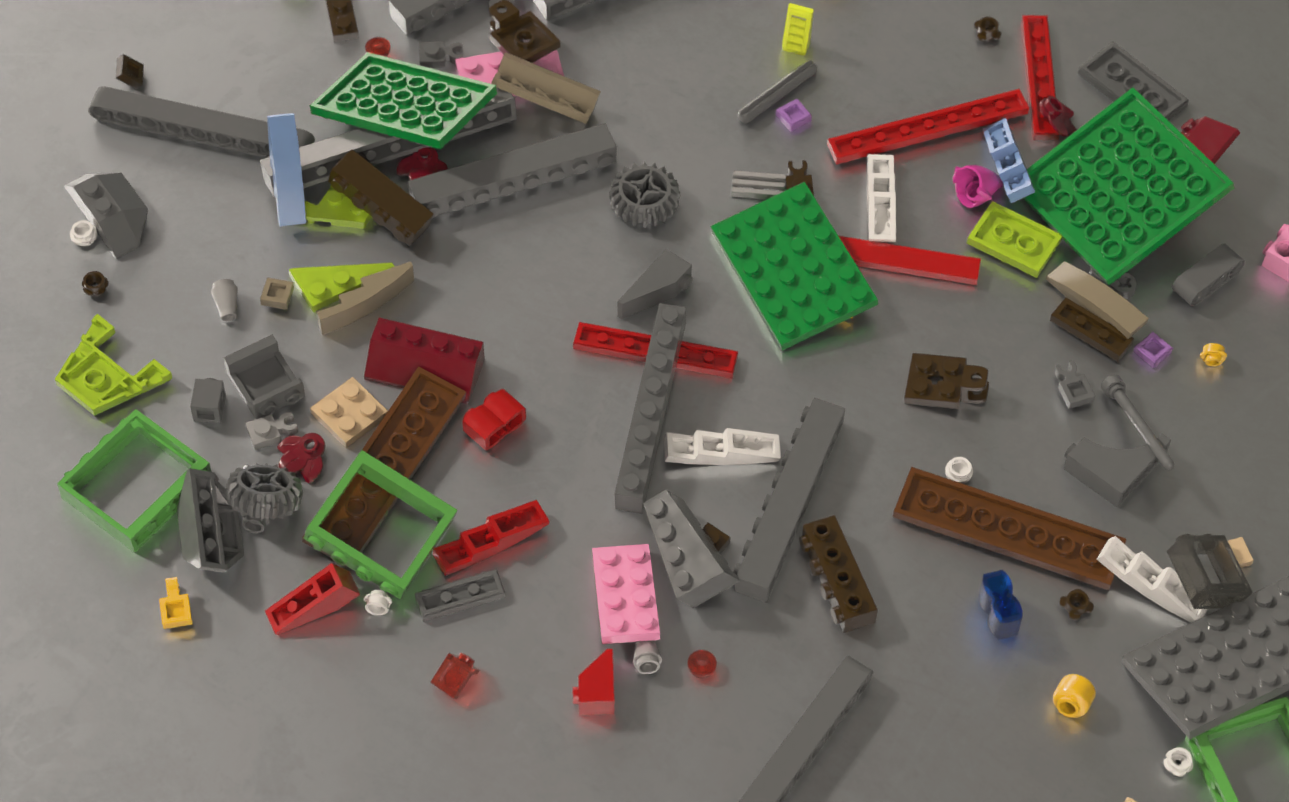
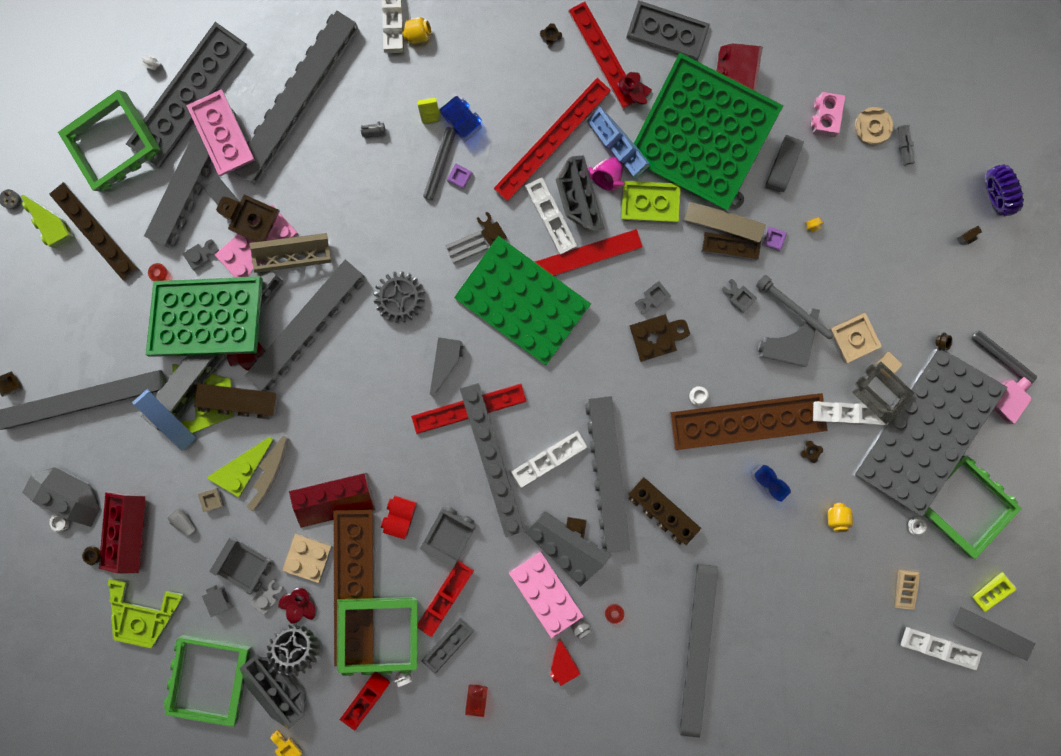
camera: 30 degrees left, 30 degrees up
(150, 275) = (122, 532): none -> dark red slope
(542, 470) = (448, 536): none -> dark grey panel
(720, 25) = (373, 129): none -> dark grey pin
(831, 56) = (461, 118): none -> clear blue brick
(928, 182) = (578, 194): none -> dark grey wedge
(962, 336) = (654, 296): none -> dark grey plate
(1204, 501) = (855, 338): none -> tan plate

